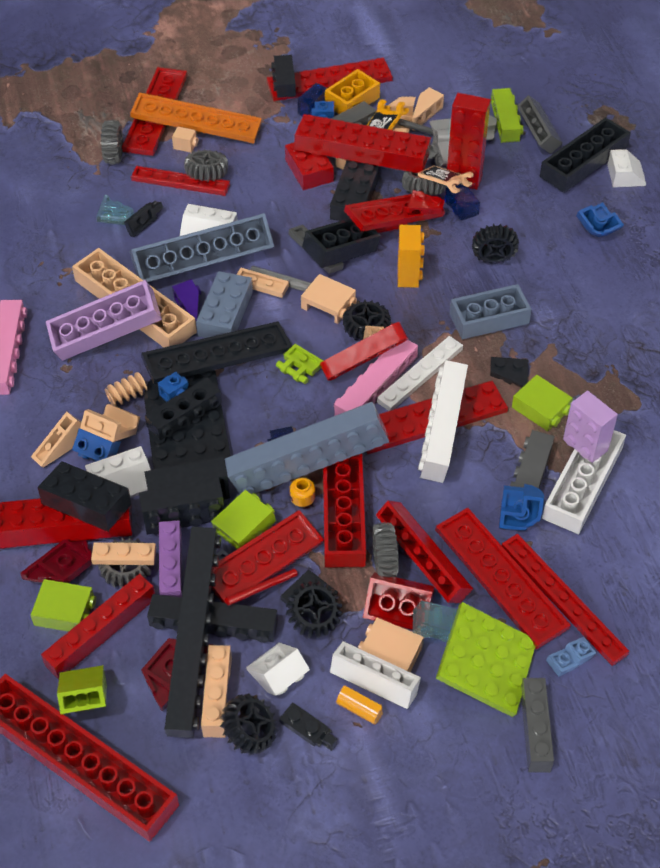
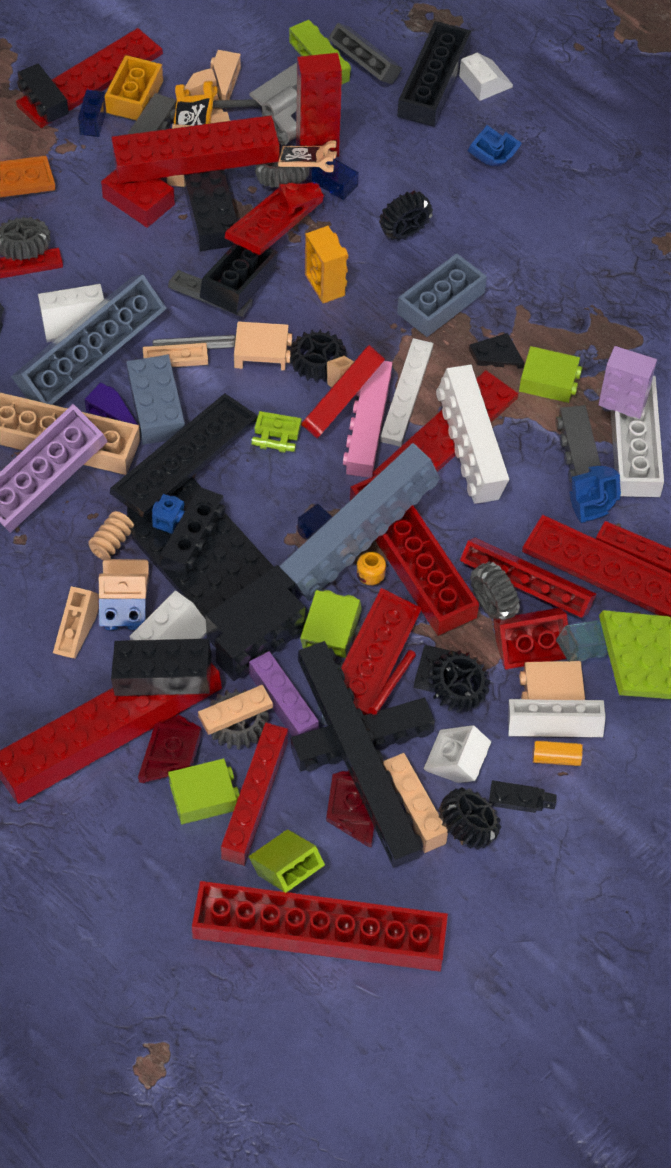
camera: 30 degrees left, 5 degrees up
(324, 109) = (115, 122): blue brick -> none

